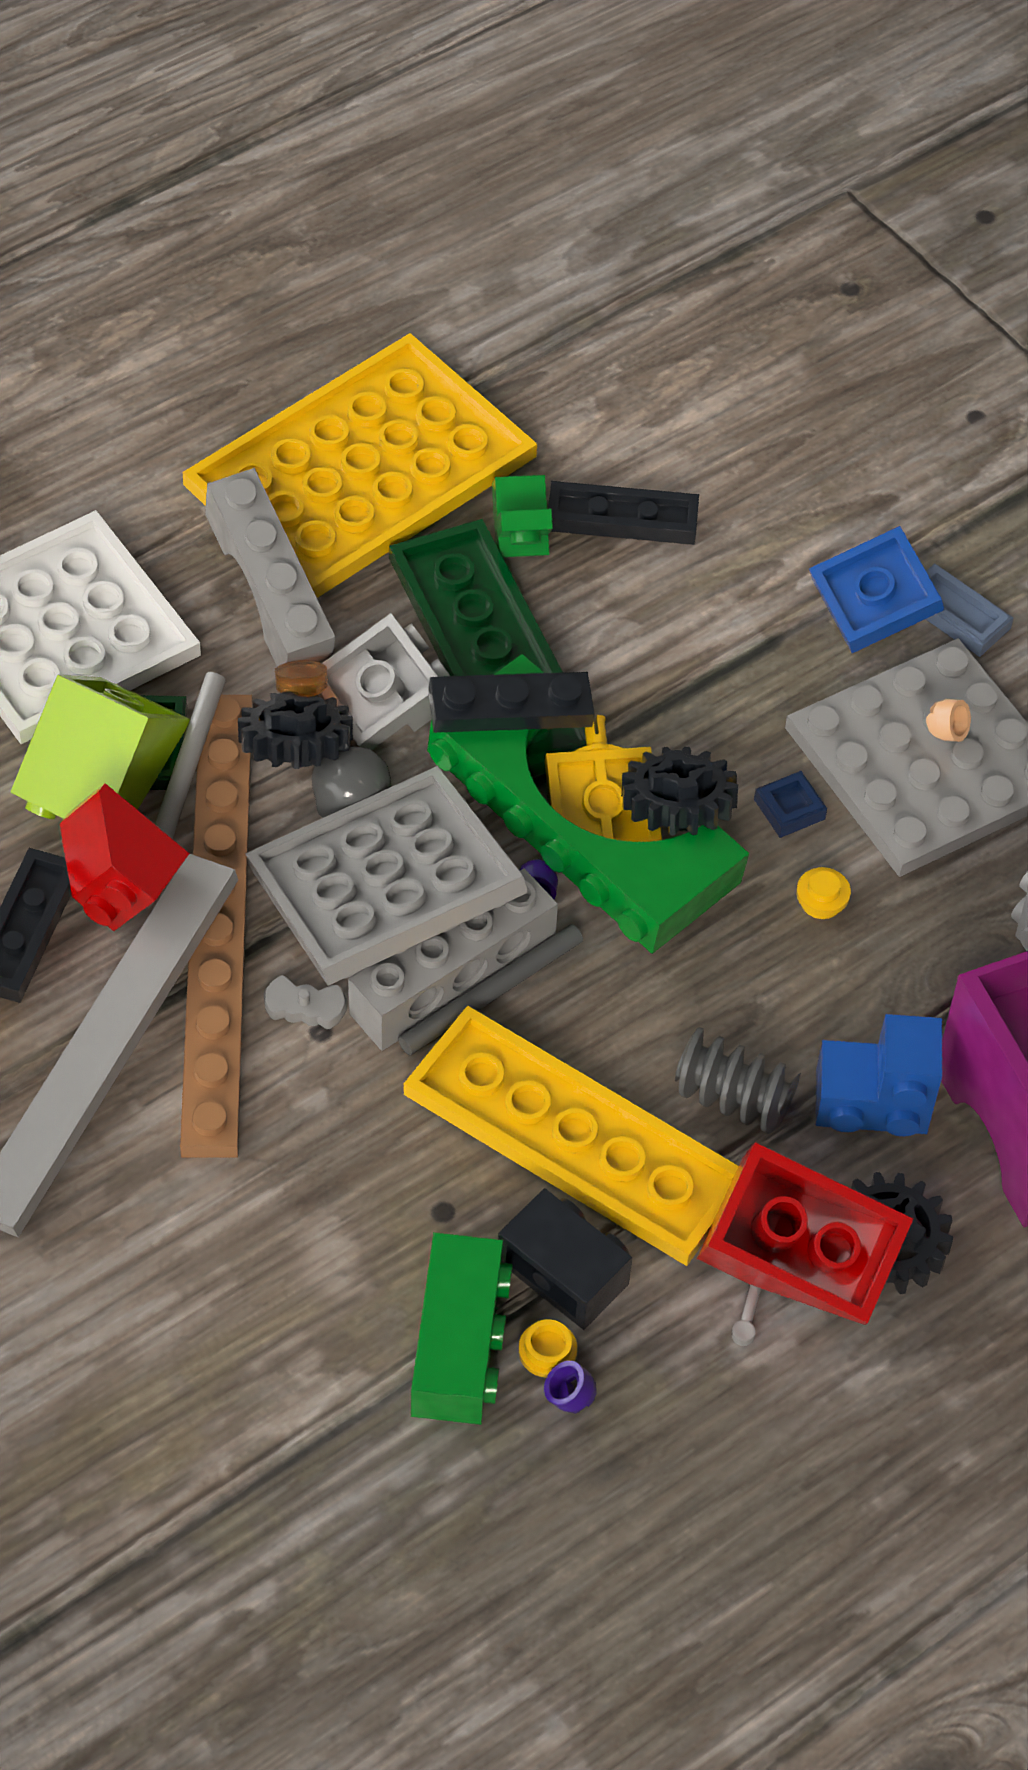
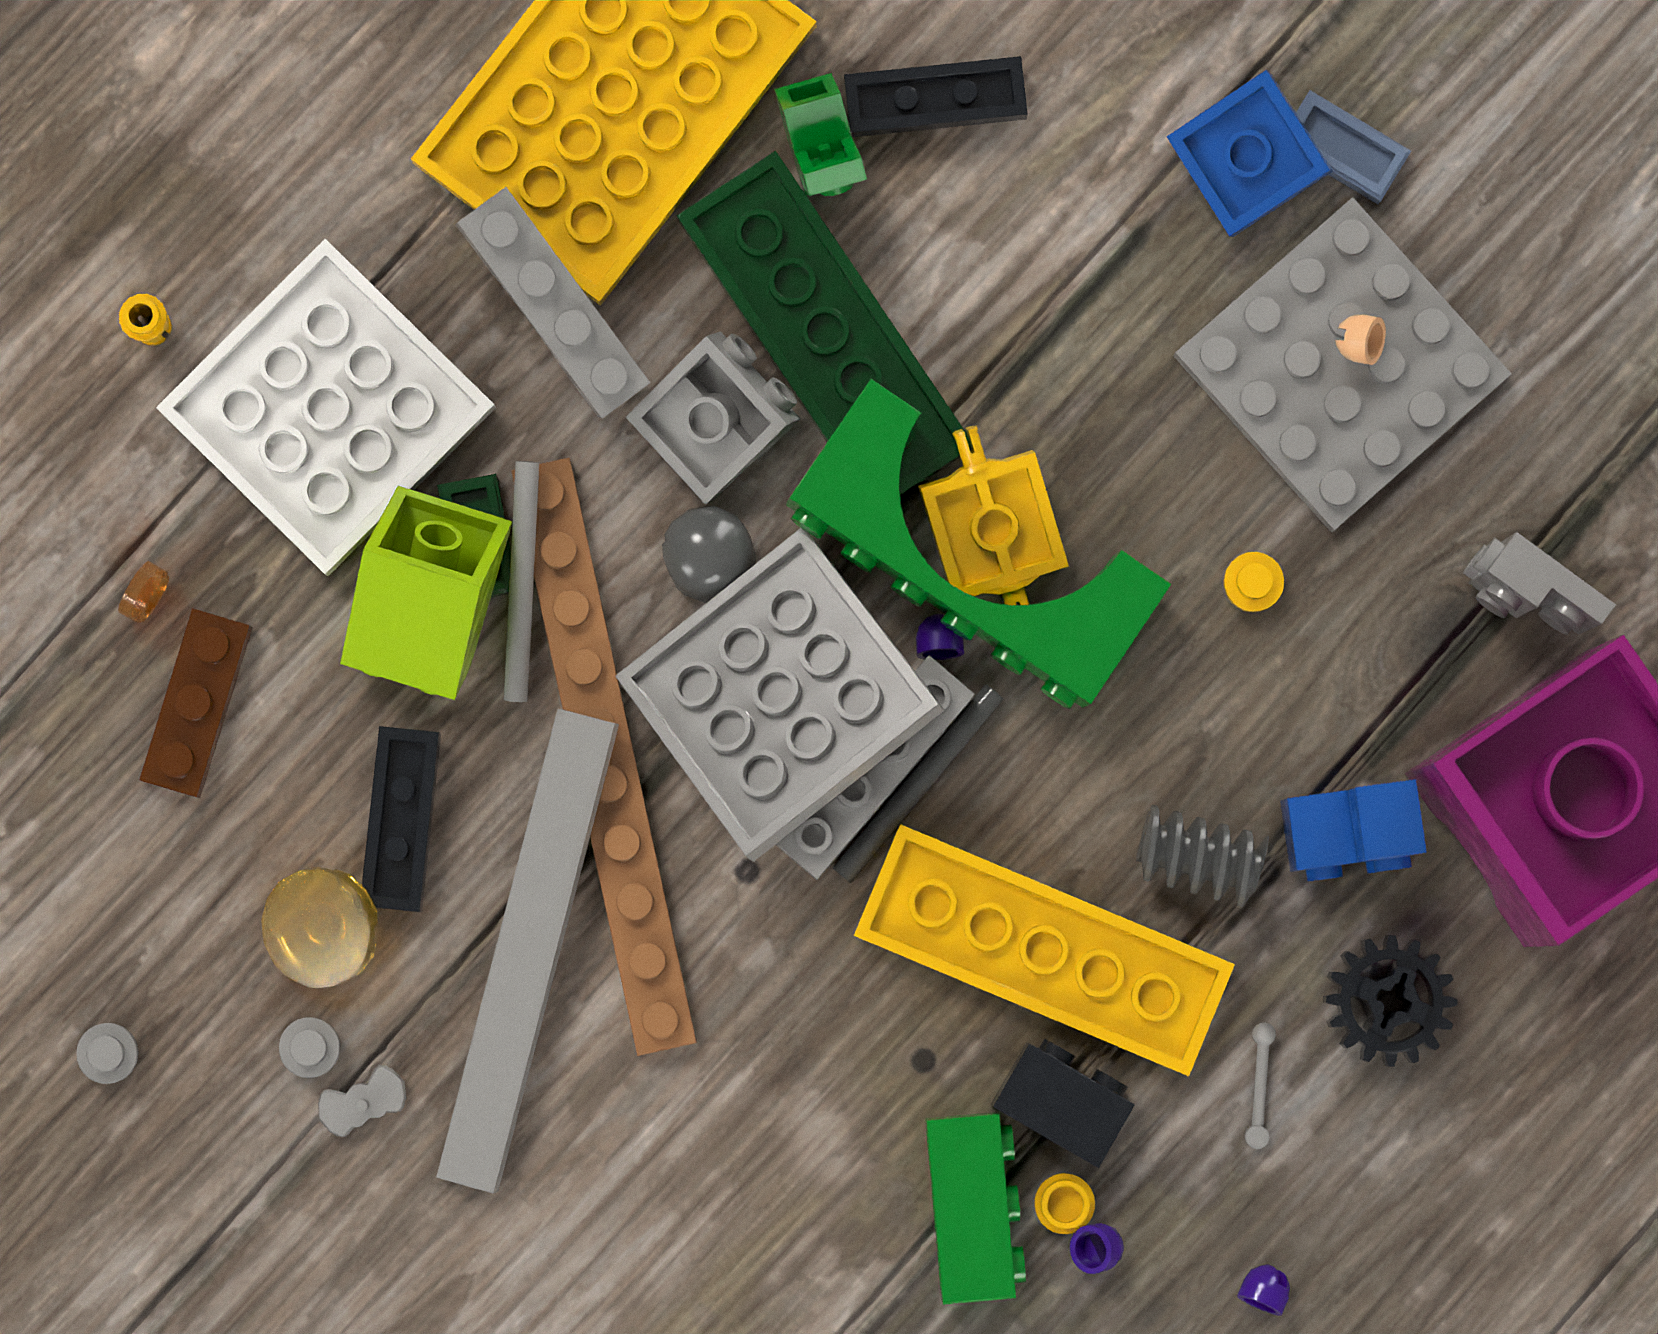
camera: 10 degrees left, 30 degrees up
(116, 858) = (489, 753): red slope -> none
(295, 729) = (633, 516): black gear -> none
(301, 677) = (623, 439): clear orange tile -> none
(304, 1003) = (704, 847): light grey piece -> none
(511, 702) = (874, 456): black plate -> none
(679, 790) = (1099, 503): black gear -> none
(724, 1462) = (1265, 1289): none -> dark purple hinge
(790, 804) = (1197, 466): dark blue tile -> none
(804, 1236) = (1305, 1045): red slope -> none

